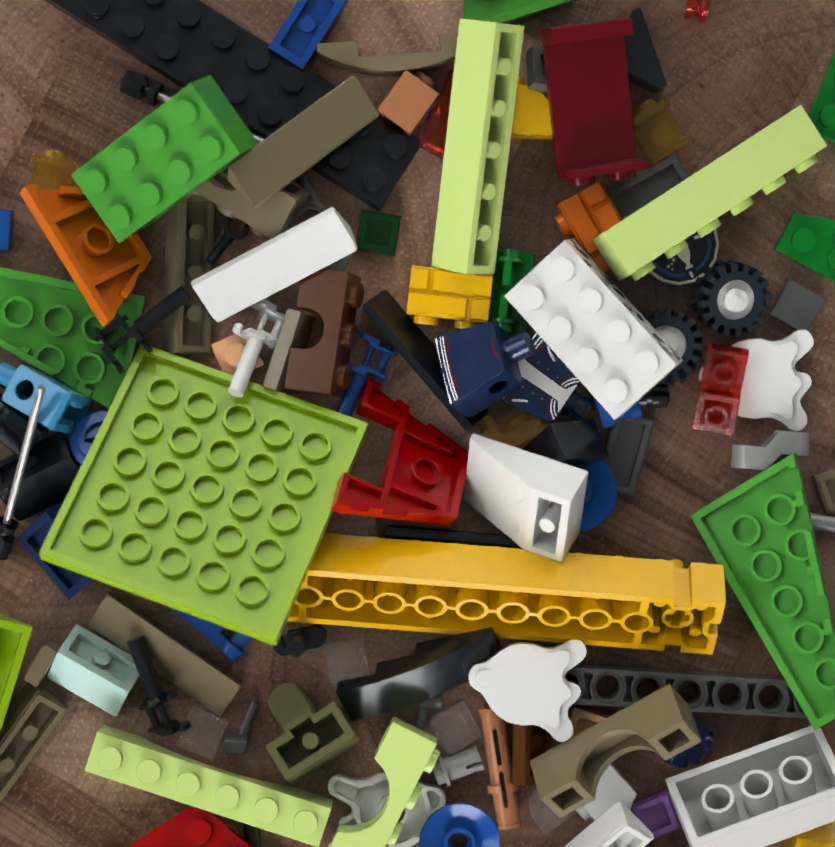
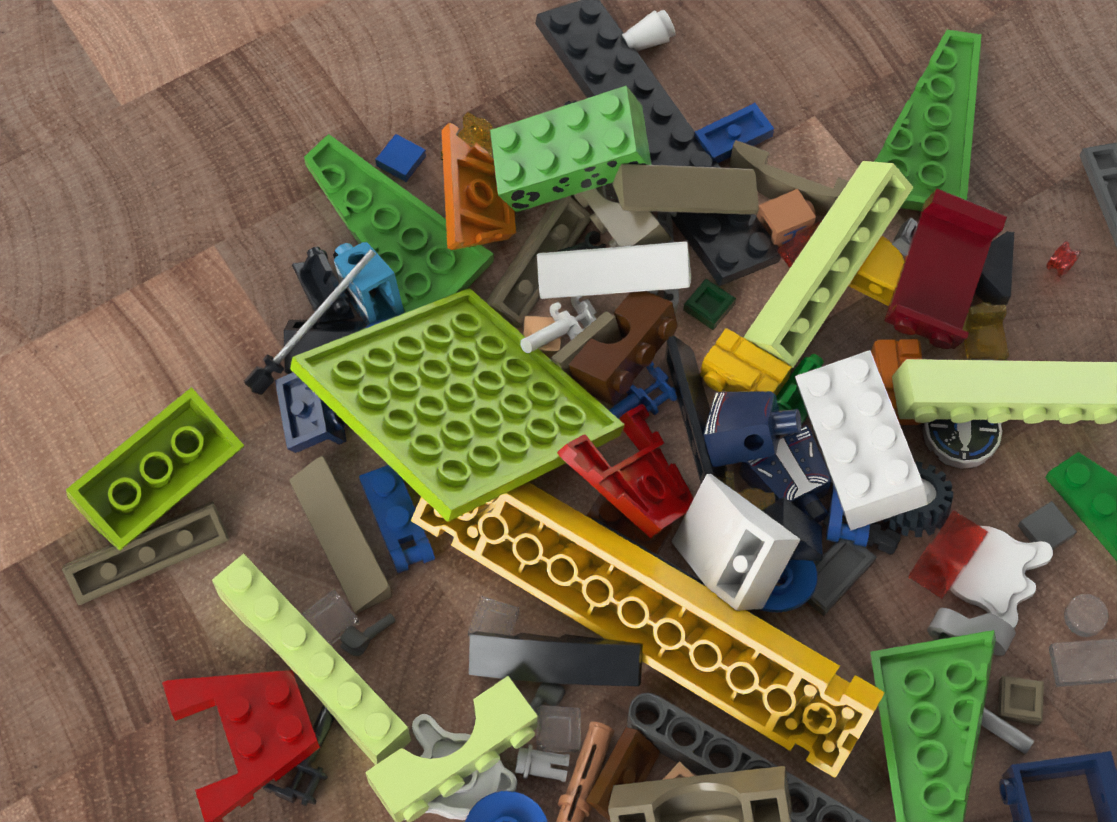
camera: 30 degrees right, 25 degrees down
(42, 663) = (233, 486): dark tan tile -> none
(94, 670) = (271, 517): light aqua panel -> none
(140, 326) = (478, 268): black piece -> none
(154, 691) = (311, 560): black piece -> none
(301, 640) = (465, 578): black piece -> none
(309, 735) = (424, 660): olive brick -> none
(530, 686) = (651, 712): white tile -> none
(731, 298) = (992, 487): black wheel -> none

